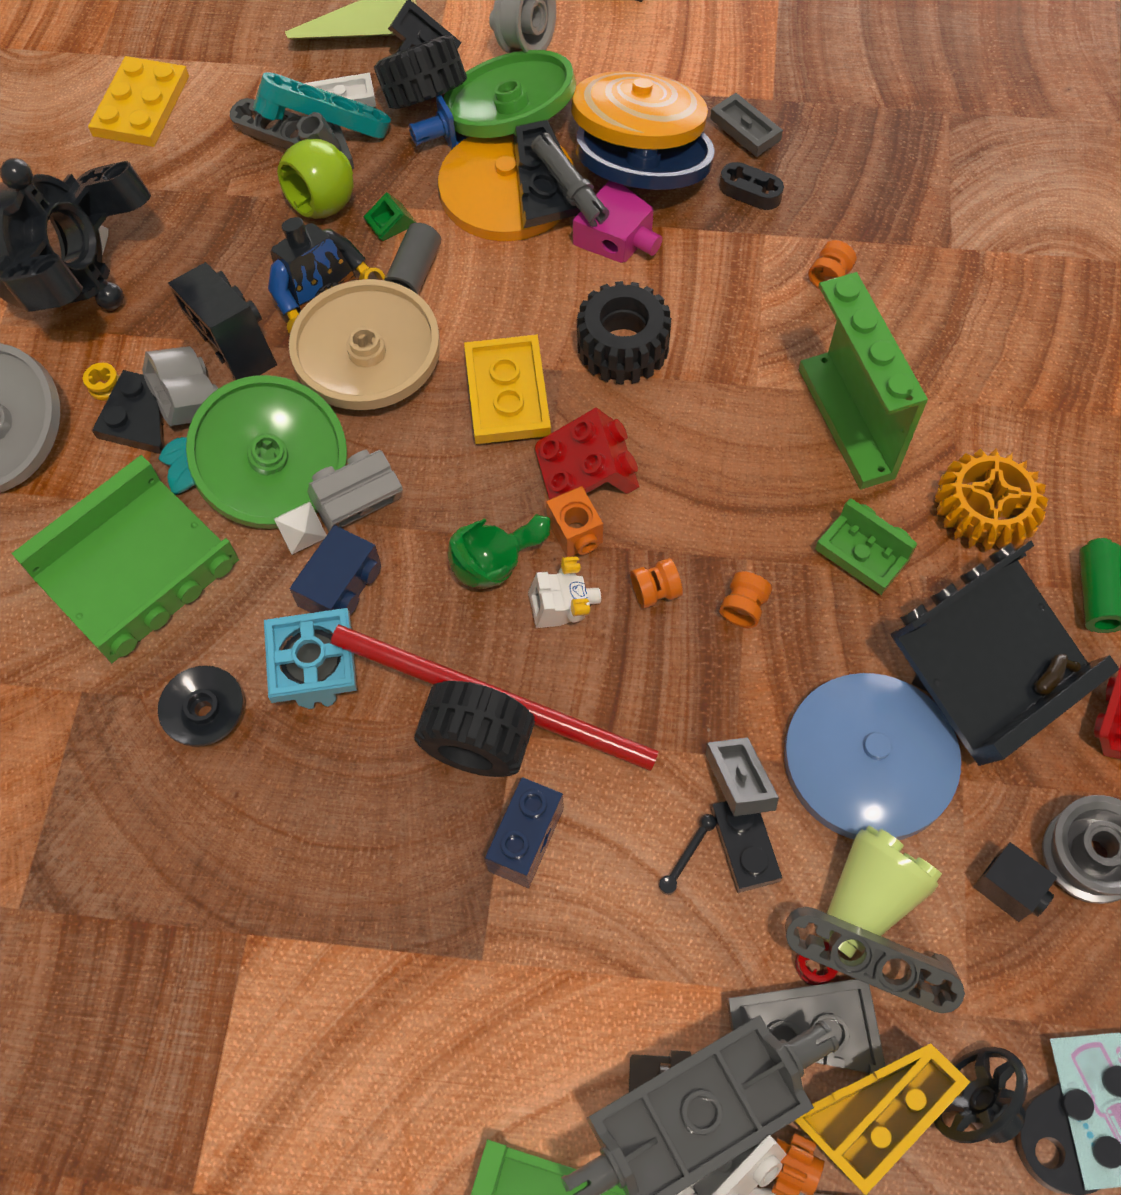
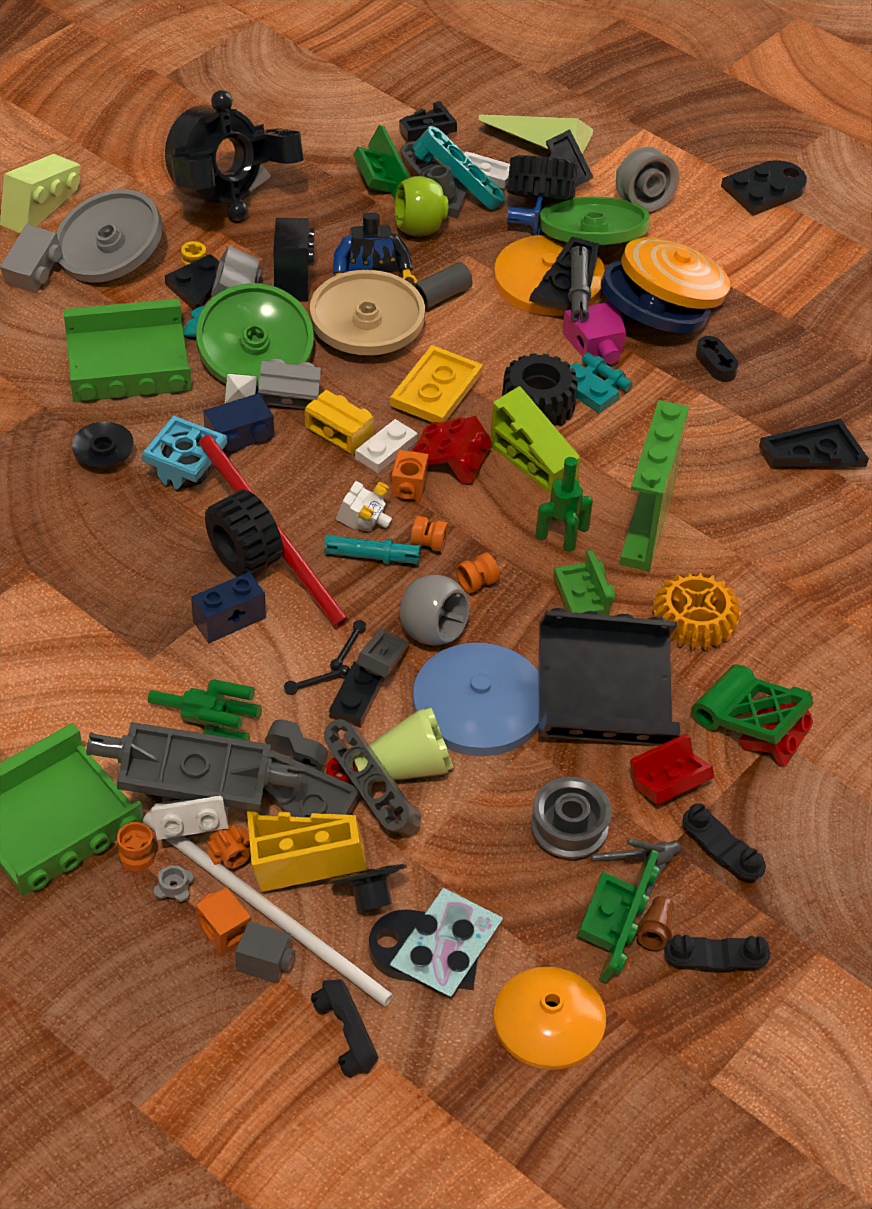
camera: 30 degrees right, 15 degrees down
(139, 101) = (353, 113): yellow plate -> none
(229, 148) = (381, 163): none -> green bracket
(234, 70) = (416, 124): none -> black wing
(388, 217) = (452, 253): green slope -> none
(443, 499) = (339, 421): none -> yellow brick
(487, 554) = (339, 460): green piece -> none
(513, 494) = (383, 446): none -> white plate
(605, 646) = (373, 549): none -> teal pin
(614, 990) = (212, 708): none -> green plant
(672, 401) = (529, 439): none -> lime wedge
(673, 752) = (358, 628): none -> black hinge
(675, 291) = (595, 391): none -> teal plate
(736, 962) = (288, 740): none -> dark grey piece
(746, 124) = (748, 320): dark grey plate -> none
(753, 685) = (434, 610): none -> light grey wheel
(777, 461) = (566, 505): none -> green plant
(834, 261) = (724, 429): orange wheel -> none
(928, 232) = (814, 446): none -> black wing
(1016, 883) = (501, 804): black brick -> none
(1055, 674) = (638, 713): dark brown piece -> none

